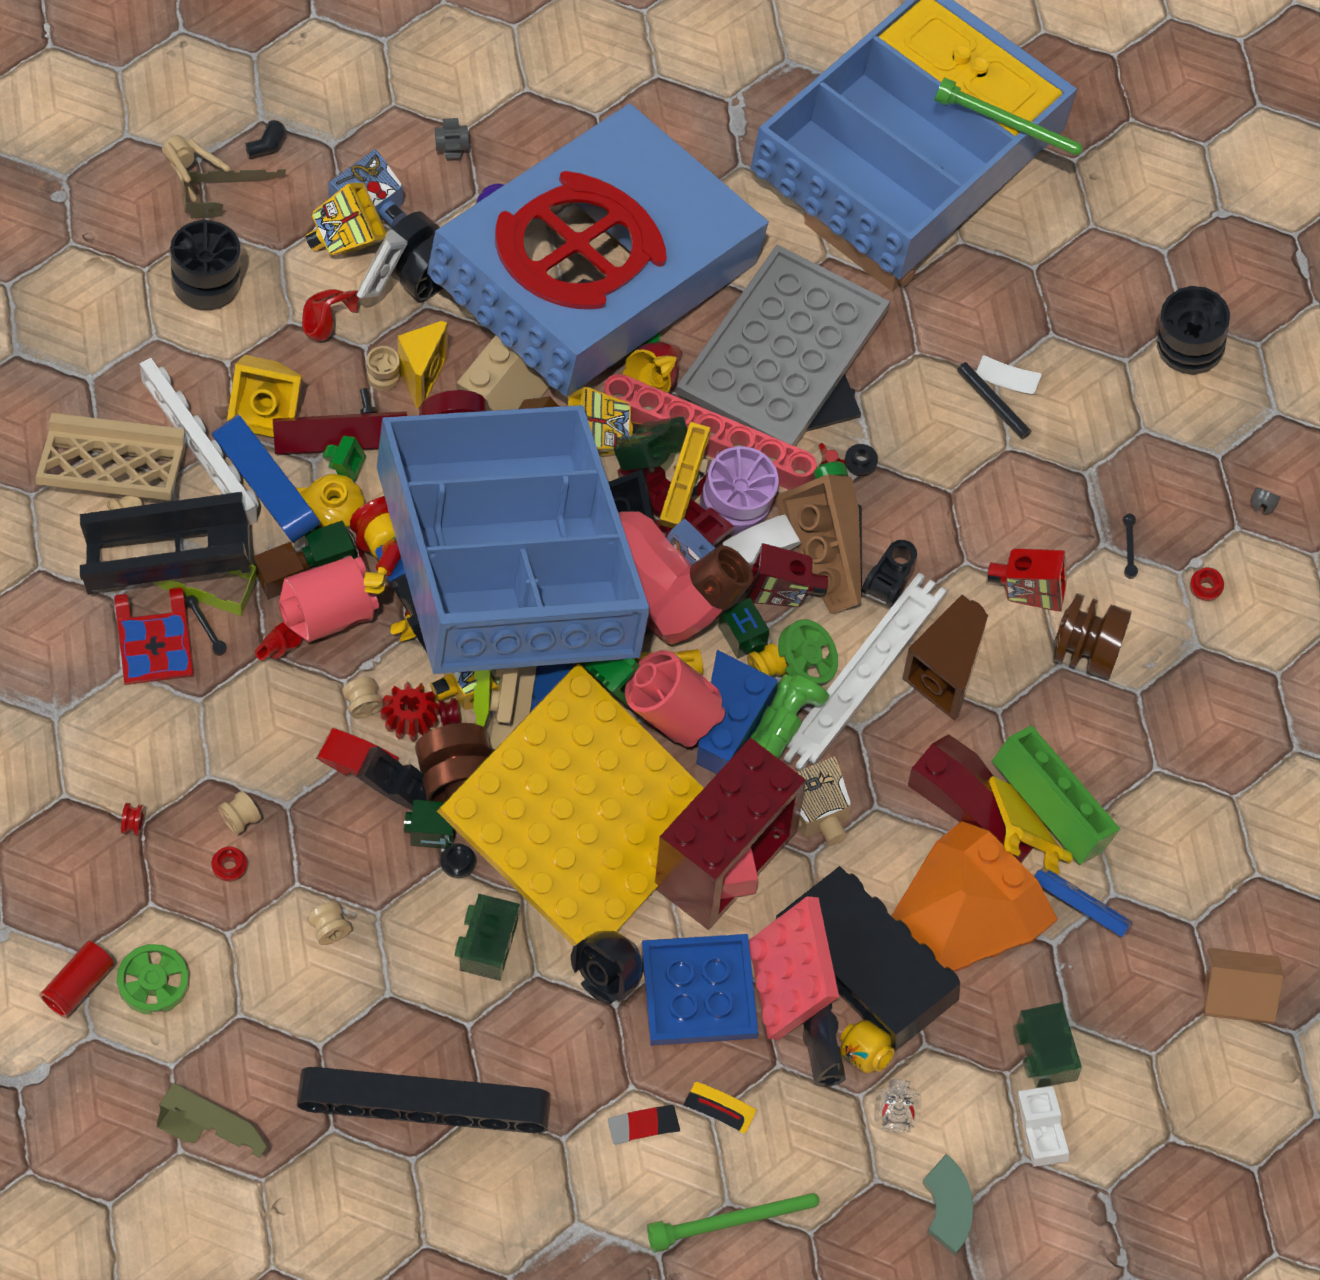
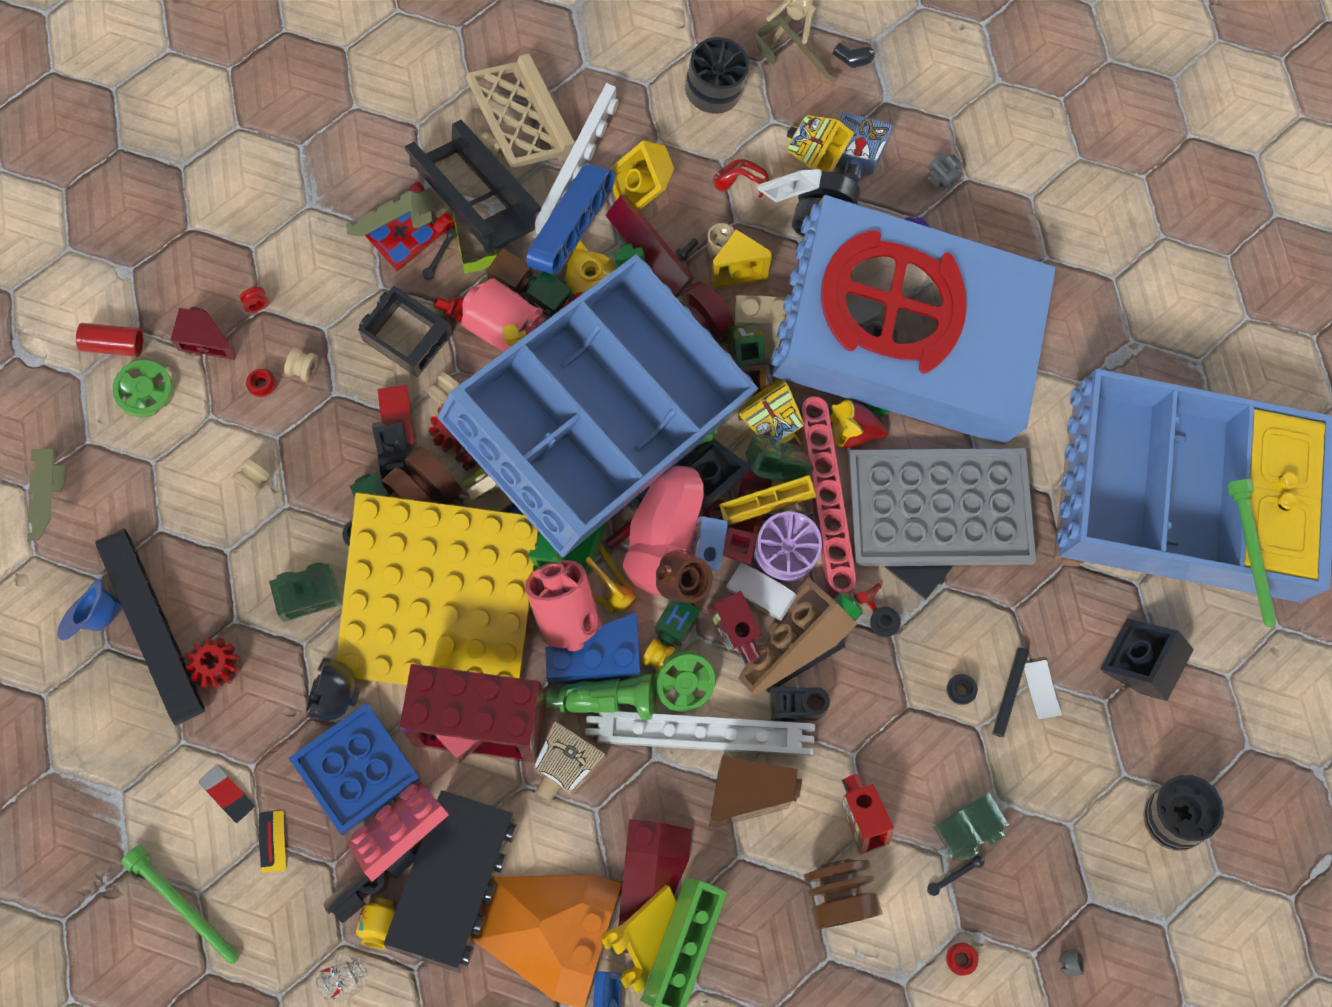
camera: 60 degrees right, 10 degrees up
(137, 887) = (199, 334): none -> dark red slope
(150, 614) = (409, 201): none -> olive piece
(265, 672) = (426, 349): none -> black window
(368, 1149) = (90, 612): none -> blue piece
(495, 1052) = (203, 657): none -> red gear
(517, 394) = (746, 344): none -> dark green brick
(969, 429) = (968, 683): none -> black plate
(1037, 273) = (1148, 658): none -> black slope
(1097, 504) = (971, 827): none -> clear green brick

